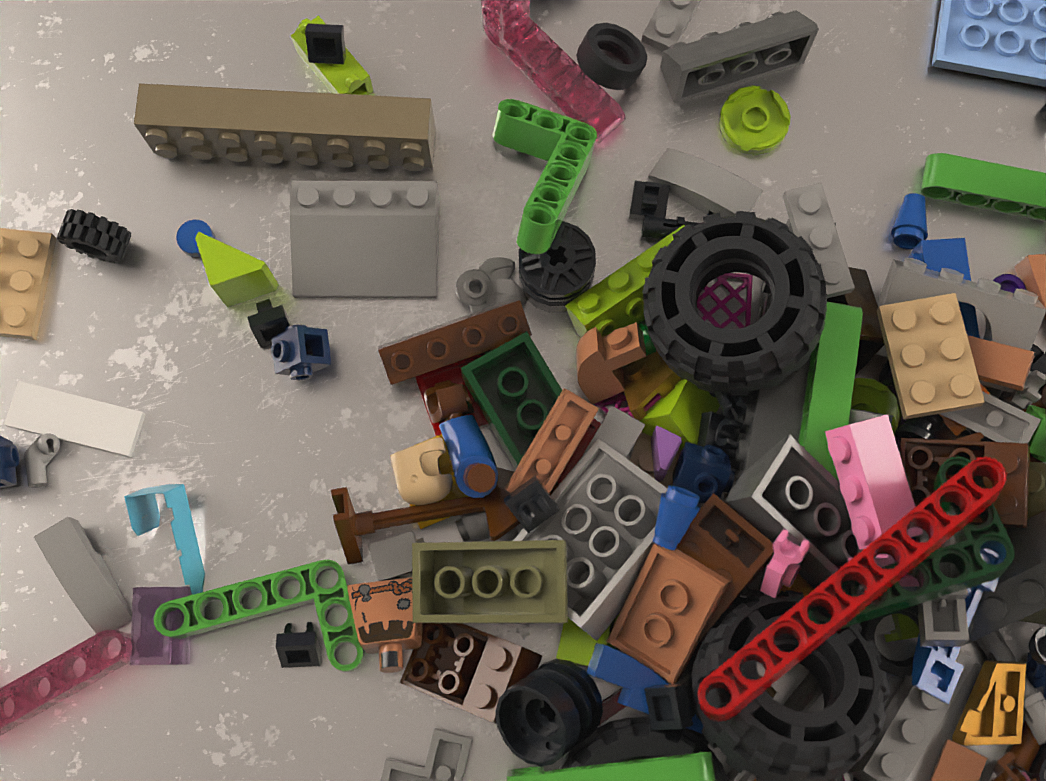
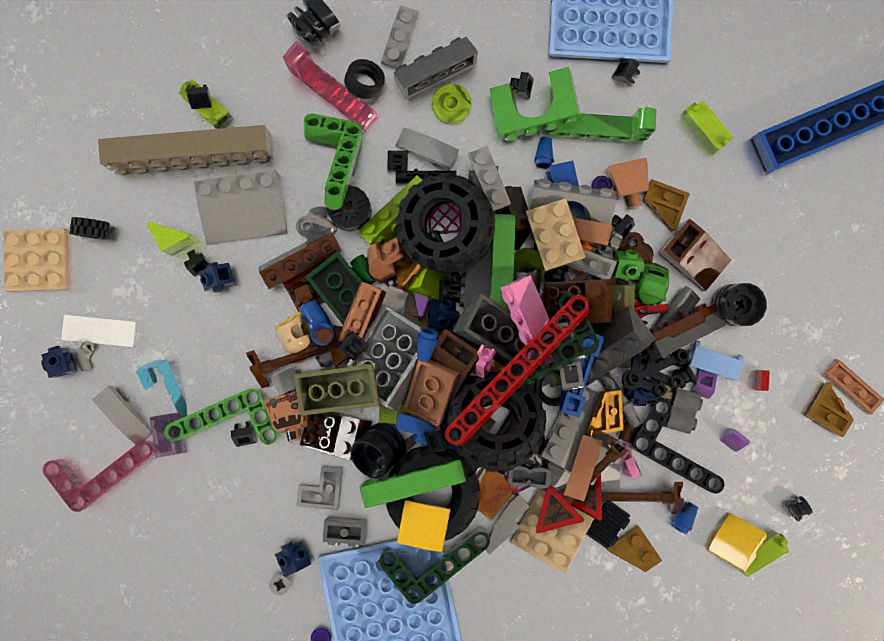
camera: 15 degrees left, 10 degrees up
(187, 233) = (143, 216): blue tile -> none
(565, 370) = (360, 267): none -> green cone
(883, 103) = (523, 85): none -> black tile
(957, 148) = (562, 110): none -> bright green arch

